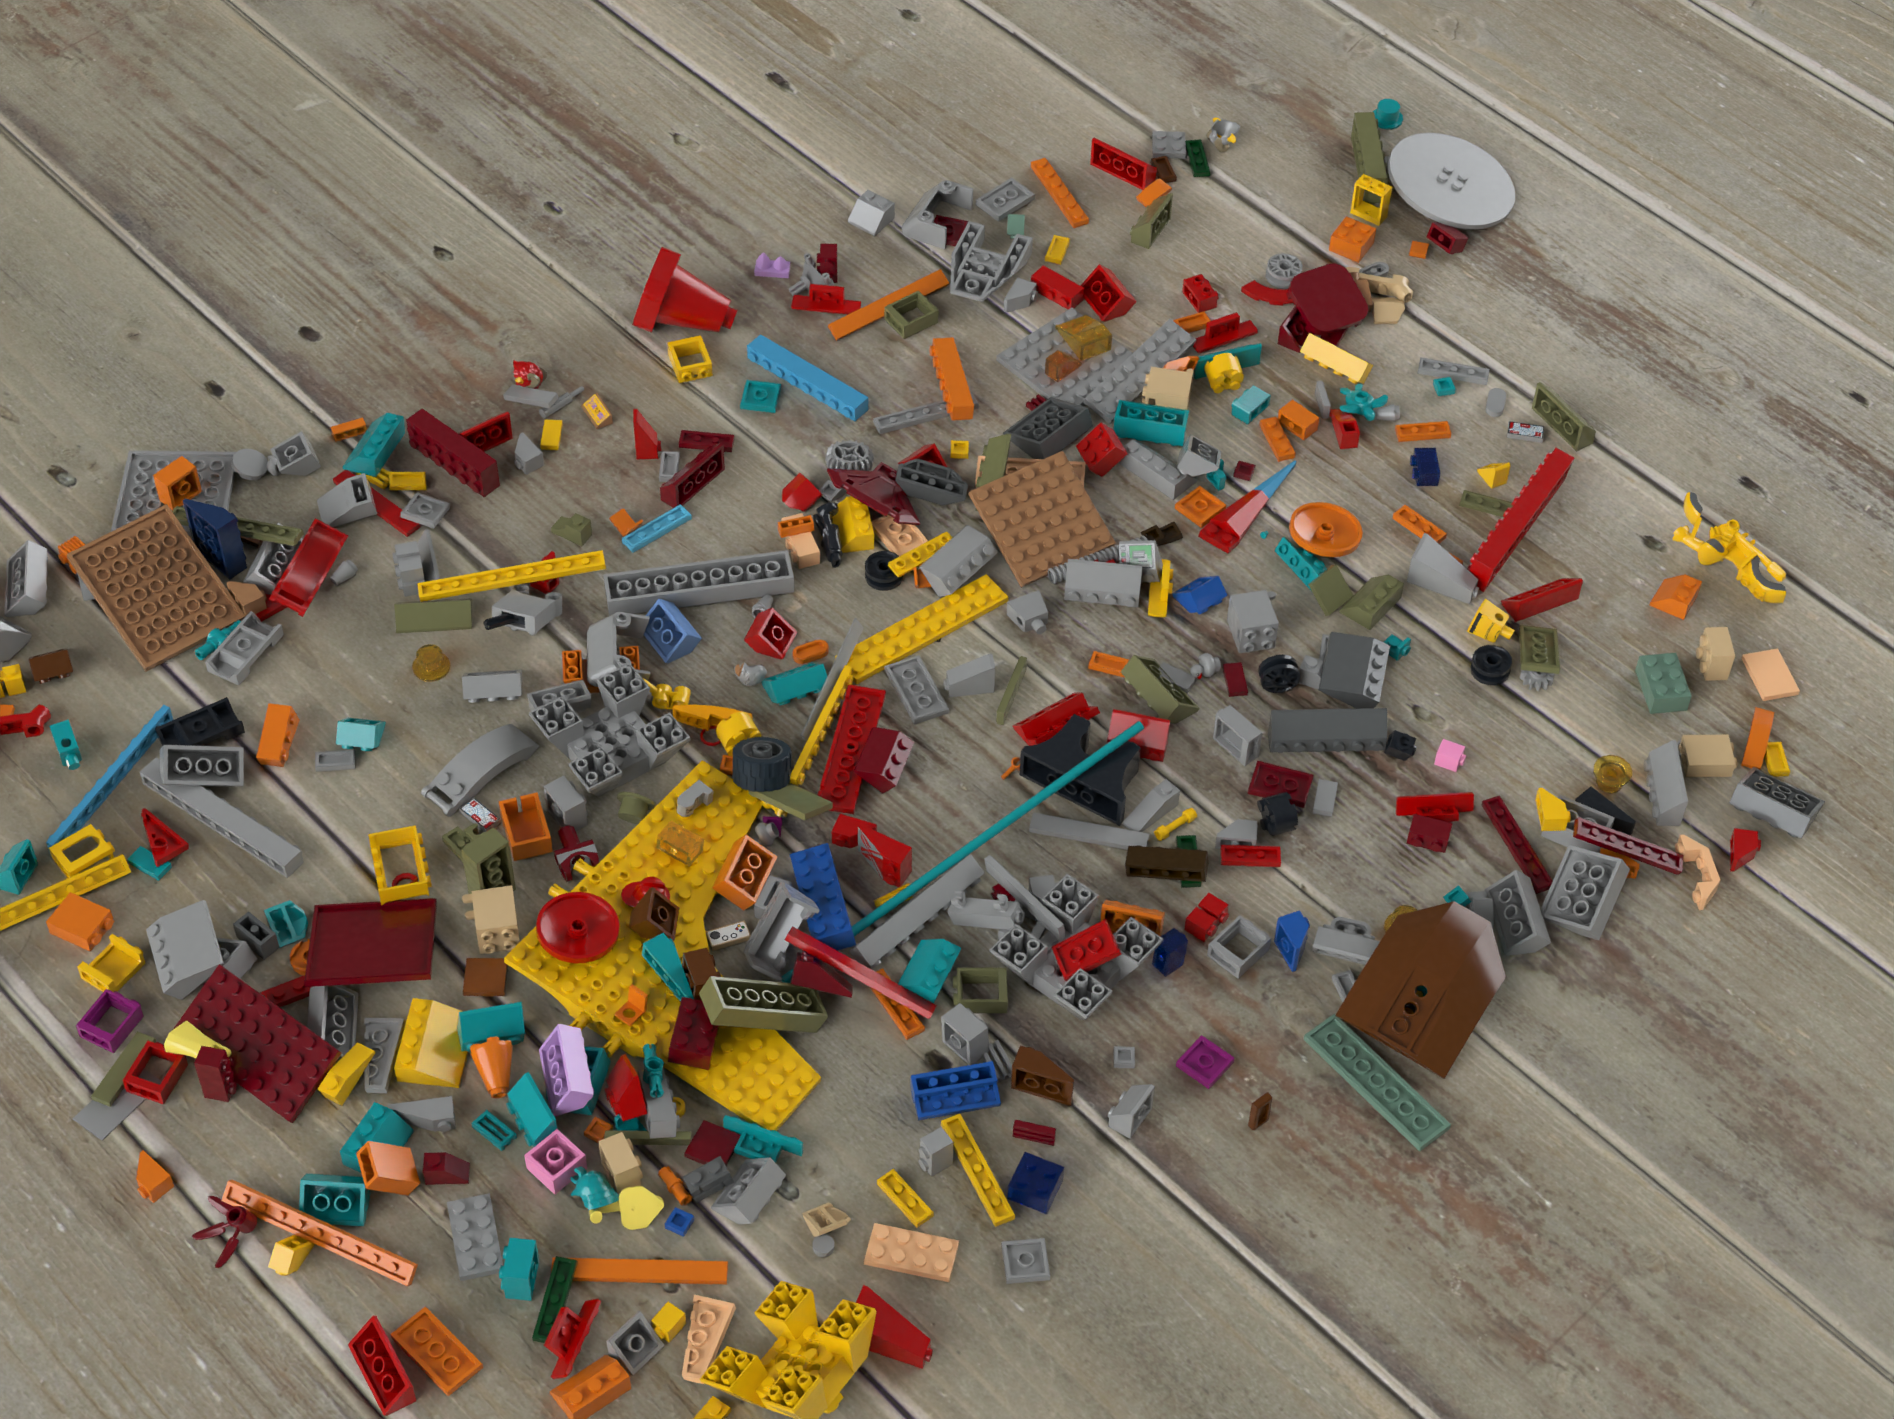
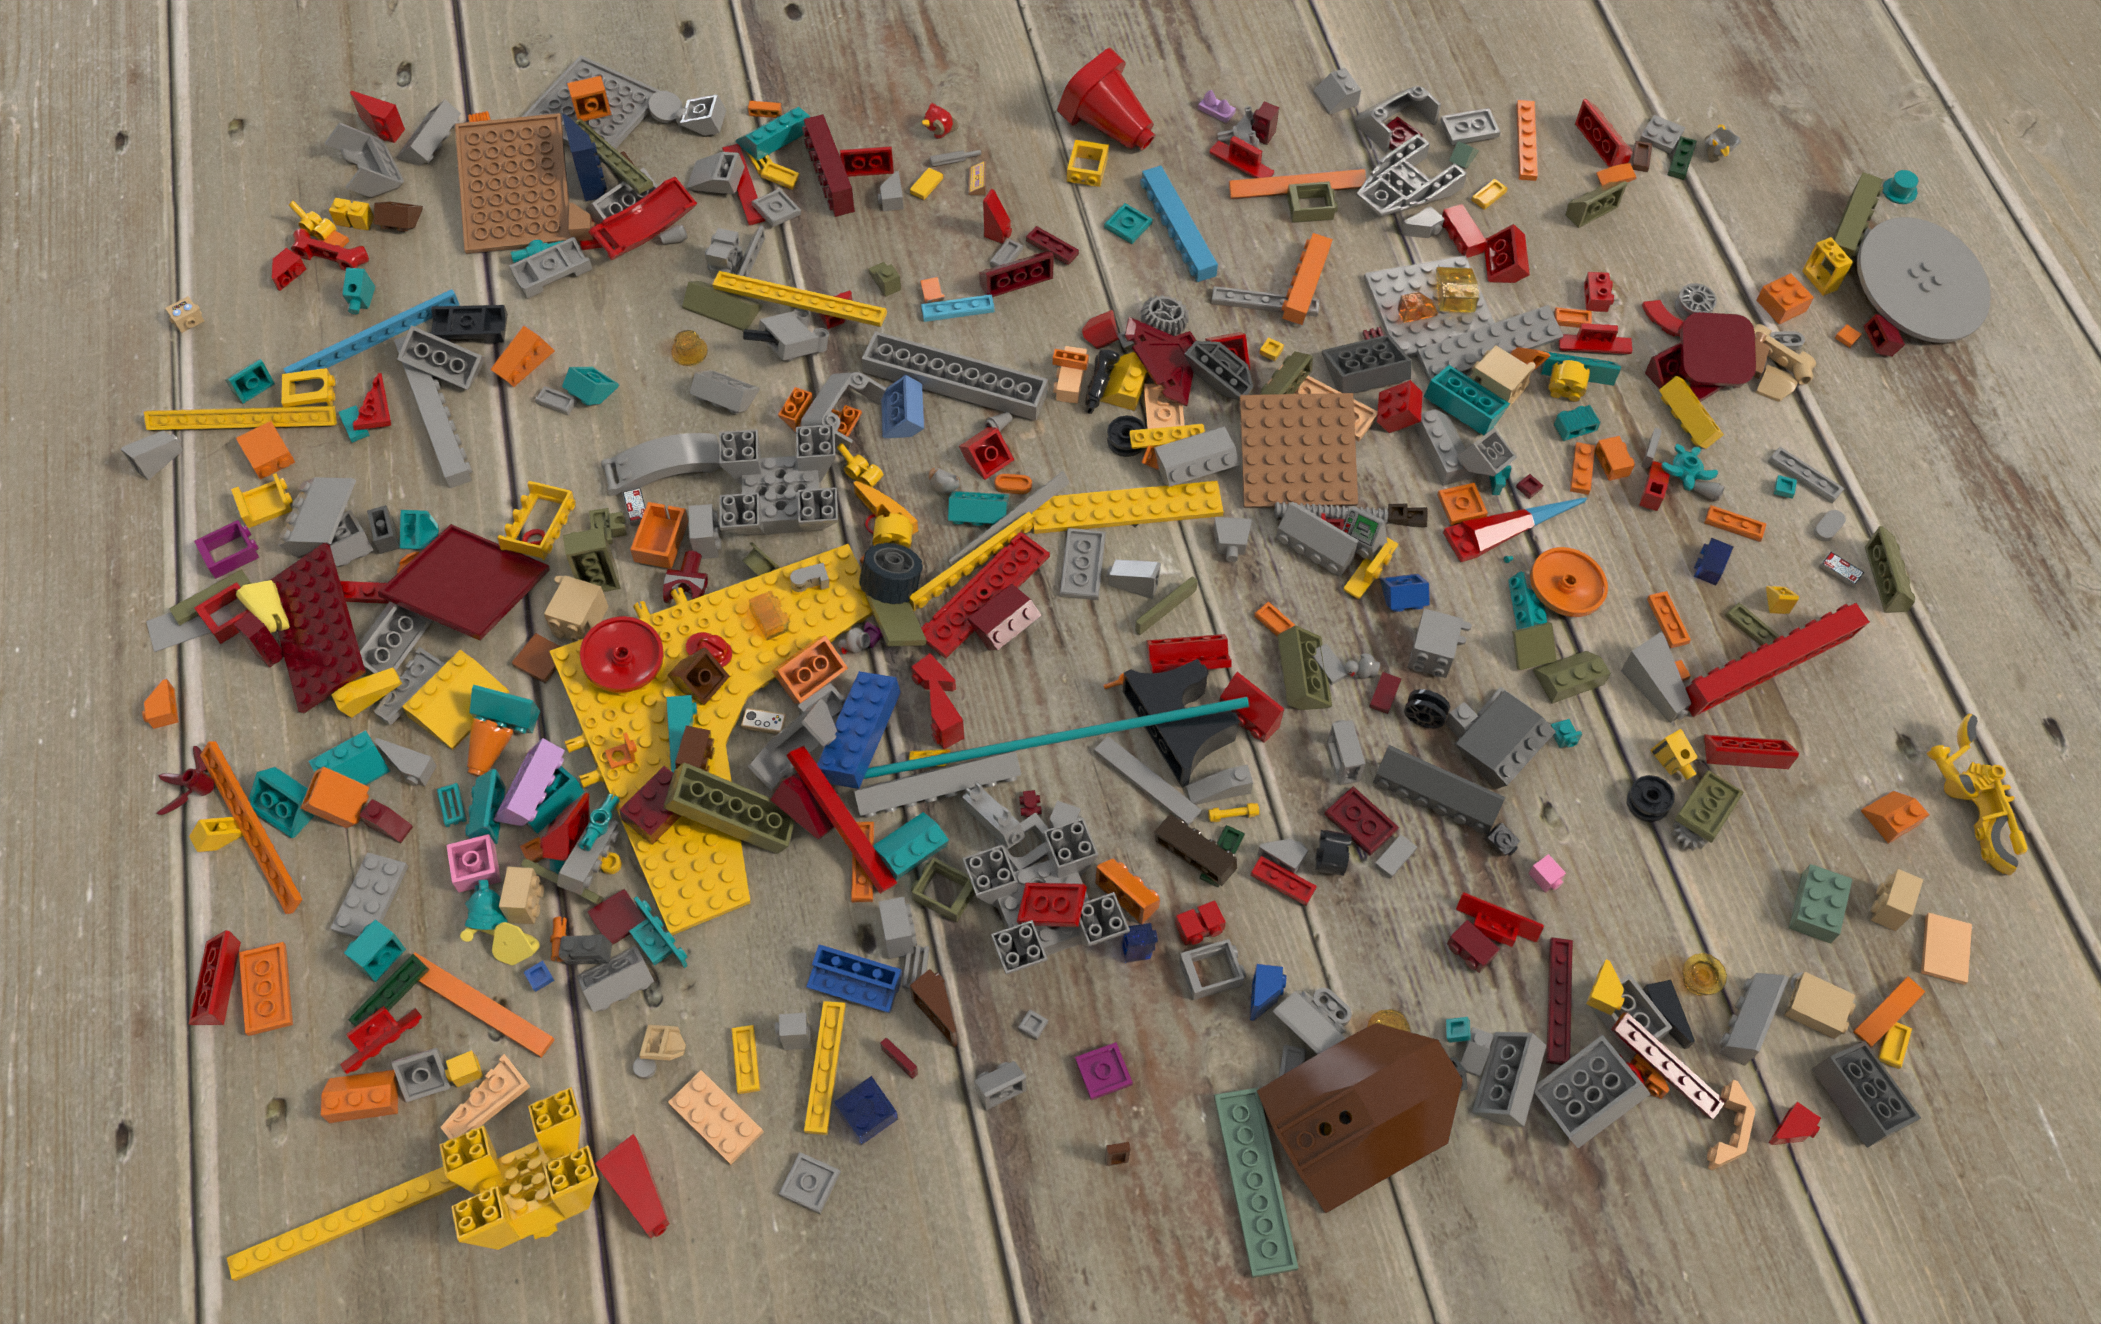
camera: 30 degrees right, 10 degrees up
(530, 396) = (930, 141): light grey tile -> none
(574, 692) = (771, 431): light grey slope -> none
(1025, 898) = (1035, 820): light grey tile -> none

